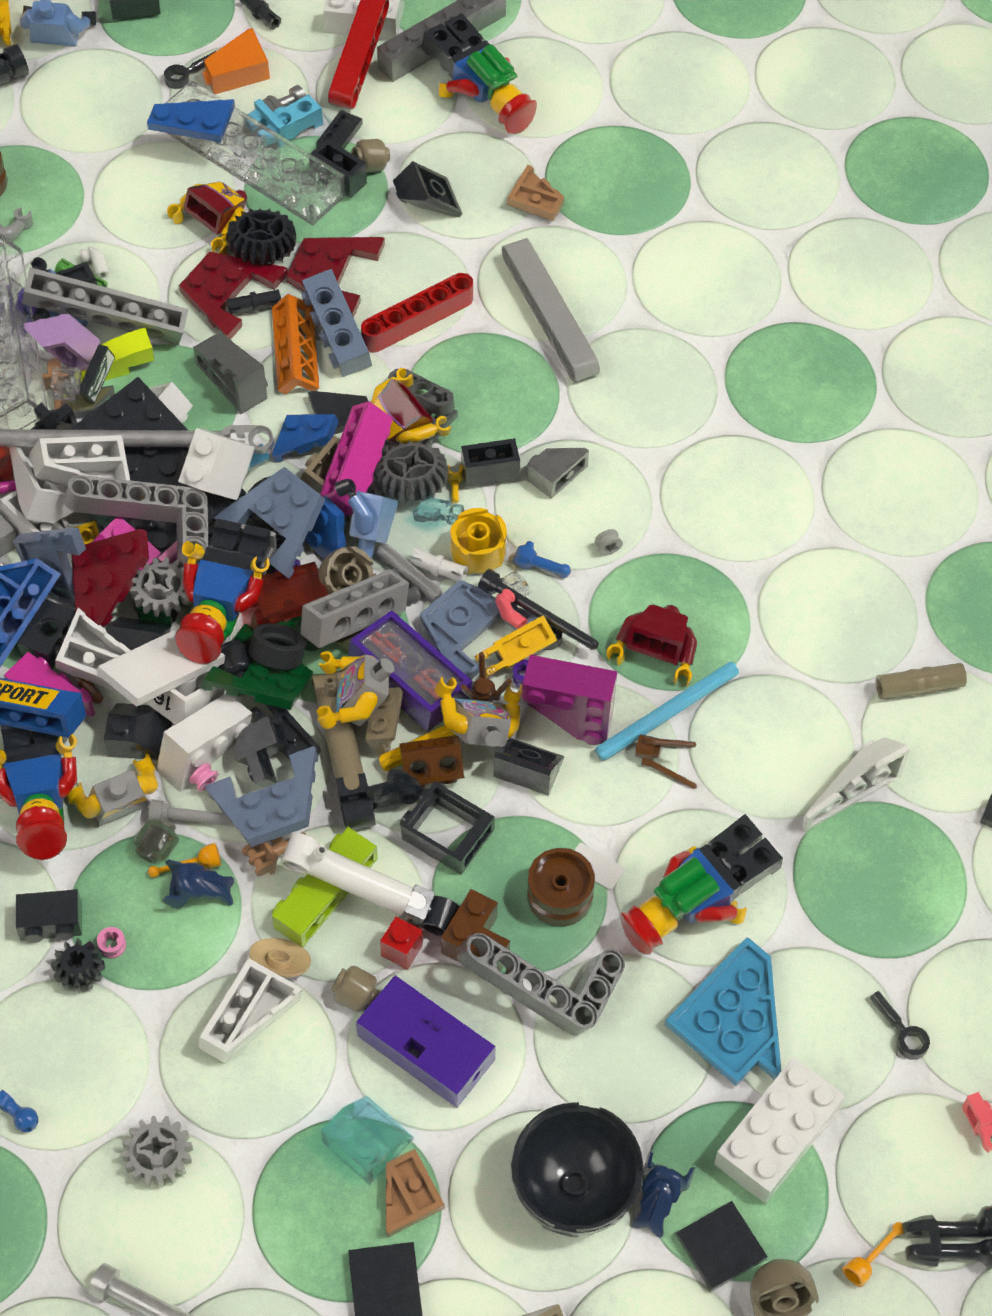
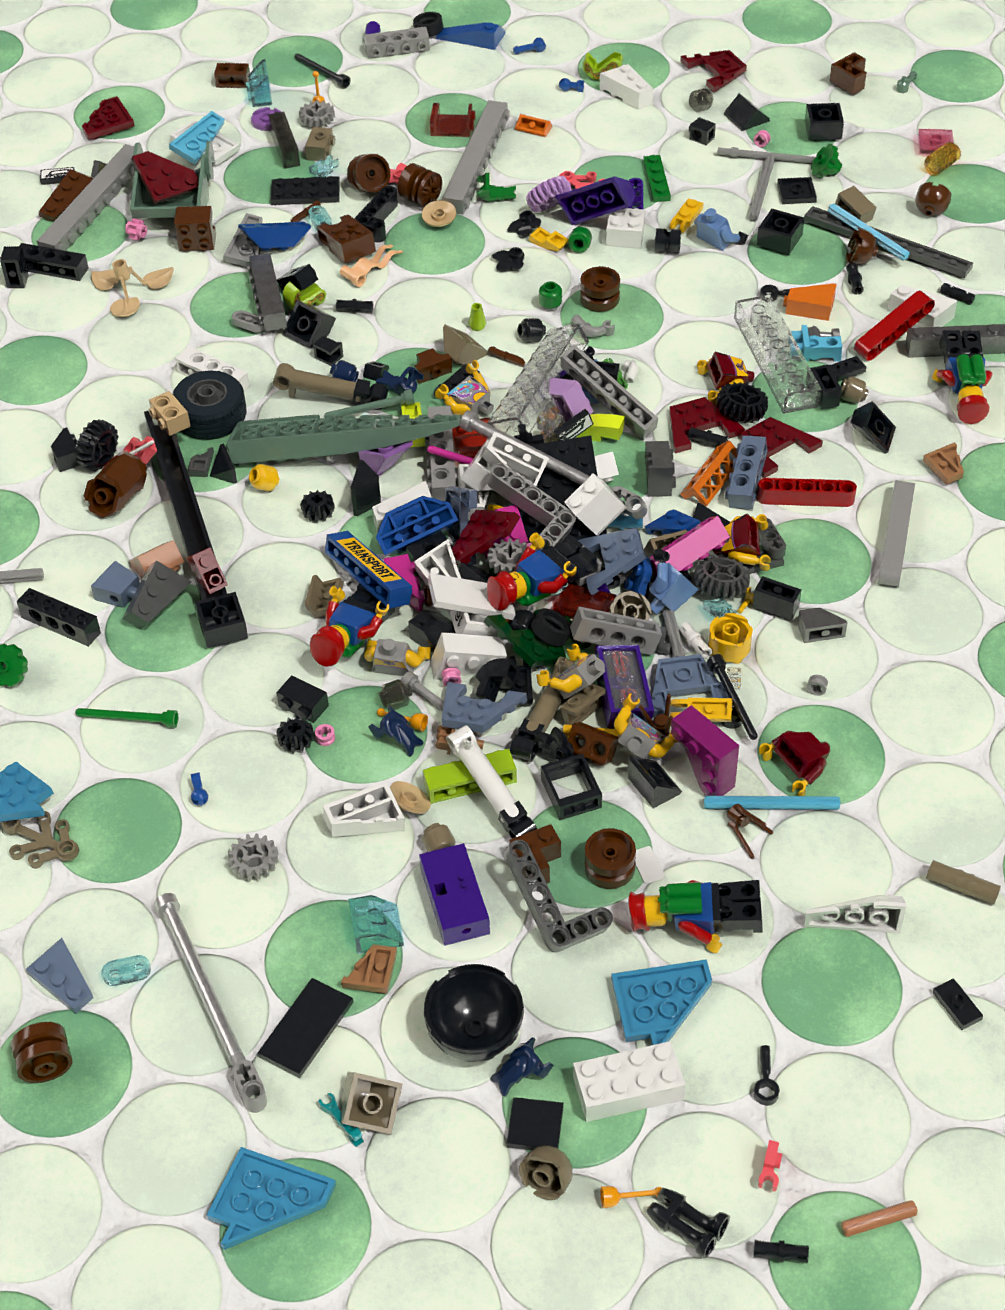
camera: 40 degrees right, 10 degrees down
(193, 119) = (751, 316): blue wing -> none
(401, 943) = (487, 832): red brick -> none
(506, 610) = (712, 686): coral arm -> none
(526, 557) = (756, 665): blue piece -> none

